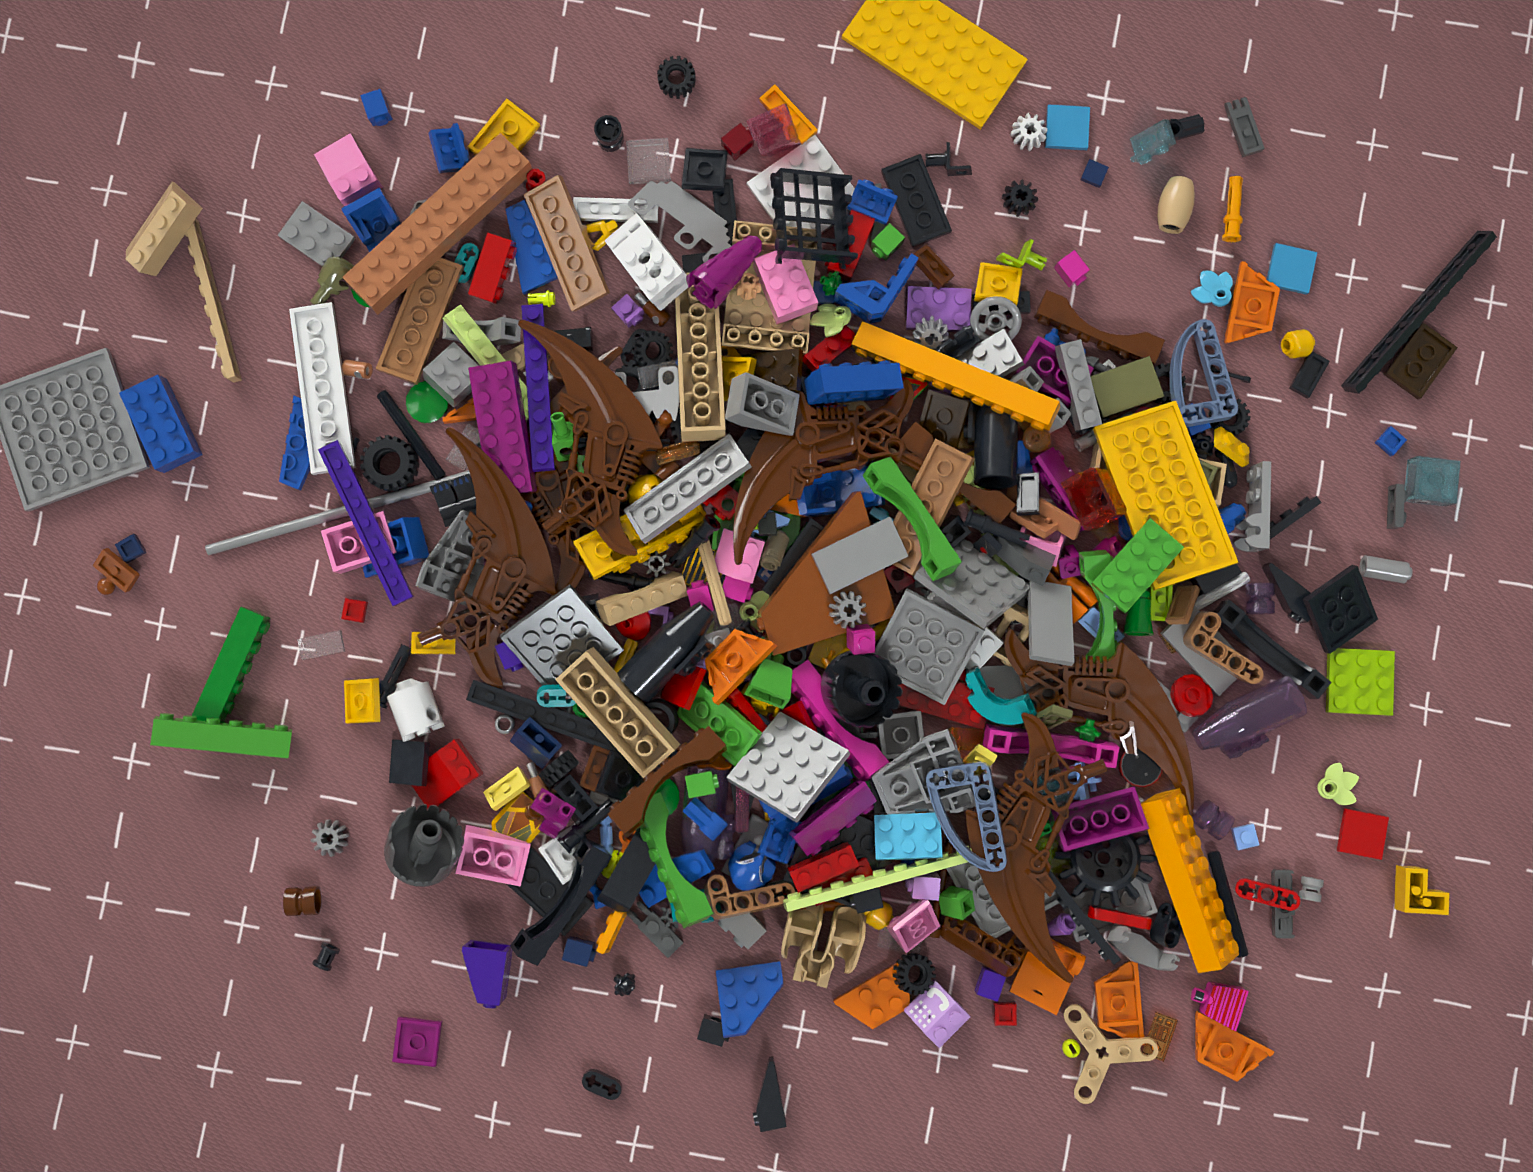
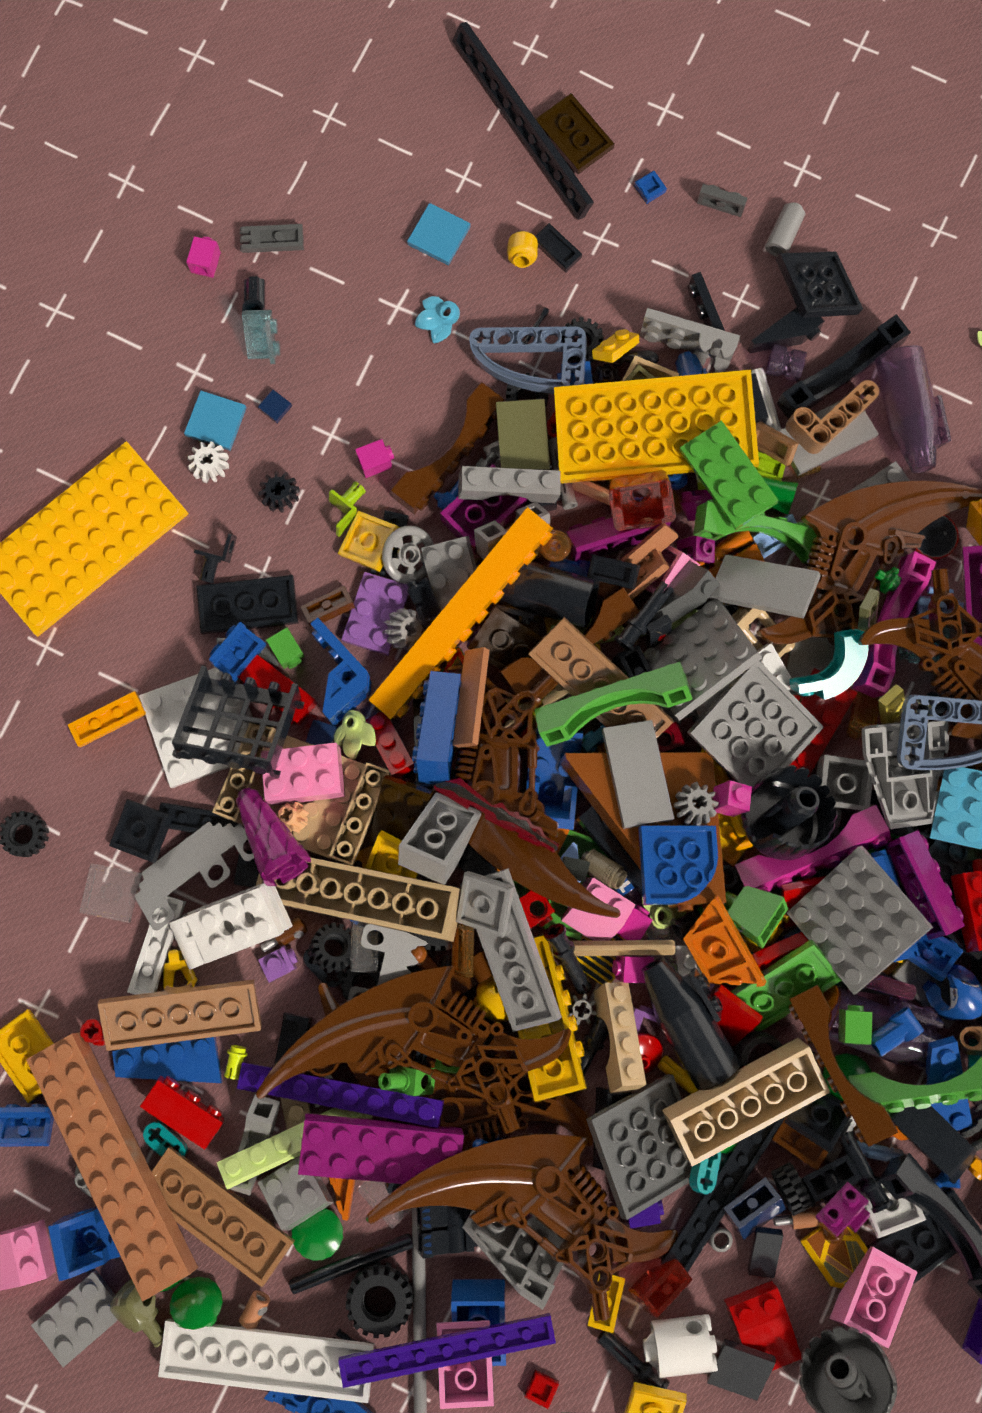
camera: 75 degrees left, 5 degrees down
(350, 322) = (196, 1303): none -> green dish
(456, 682) = (660, 1287): none -> clear red slope
(504, 760) = (765, 1252): none -> black tile
(506, 788) = (799, 1258): light yellow plate -> none
(608, 128) = (65, 930): black wheel -> none
(612, 864) = (910, 1148): neon yellow pin -> none
(718, 456) = (485, 904): none -> light grey tile
(737, 141) = (120, 783): dark red brick -> none
(774, 131) = (122, 739): clear pink plate -> none
(795, 604) = (676, 862): none -> blue plate
(802, 418) = (497, 814): none -> dark red sword
(831, 283) = (315, 722): green plant -> none
(886, 402) = (471, 697): none -> nougat tile
(1176, 204) = (336, 330): tan piece -> none
(1191, 695) = (872, 462): red tile -> none
(1210, 74) = (203, 256): none -> dark pink brick
(1233, 218) = (368, 276): light orange pin -> none
(1251, 306) = (467, 284): orange wing -> none
(1360, 681) = (897, 285): lime plate -> none
(1432, 481) = (704, 156): clear light blue brick -> none

